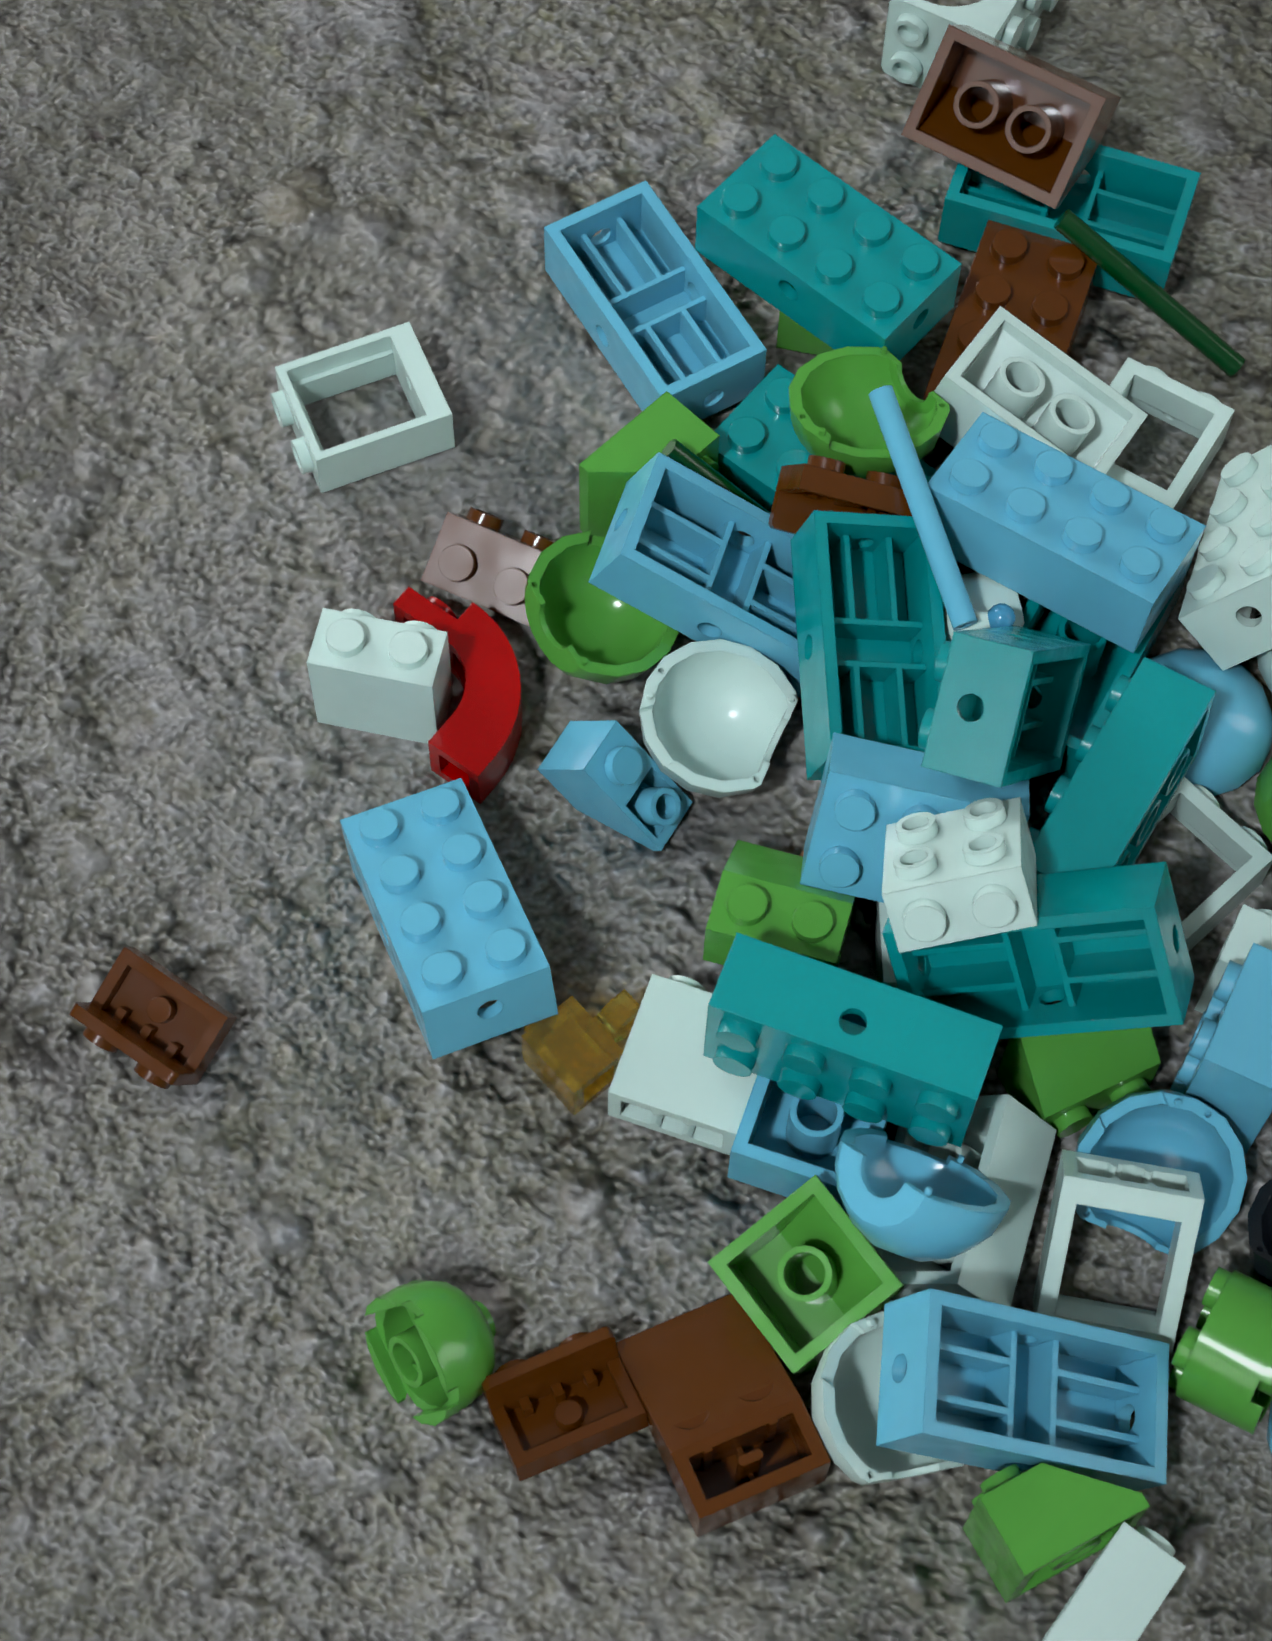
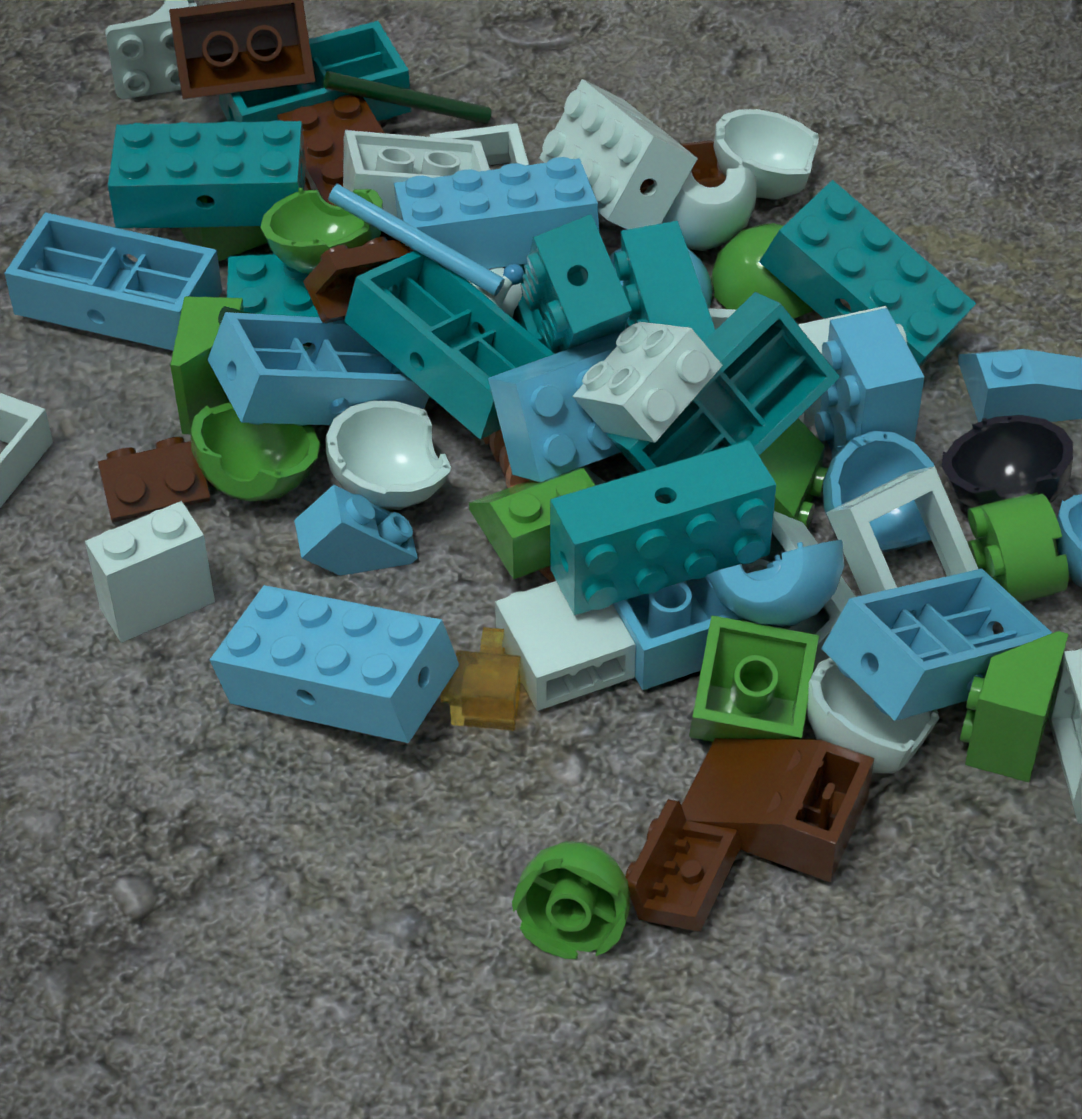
camera: 40 degrees left, 15 degrees down
(154, 1020) = (195, 863): reddish brown bracket -> none
(487, 725) = (232, 546): red arch -> none

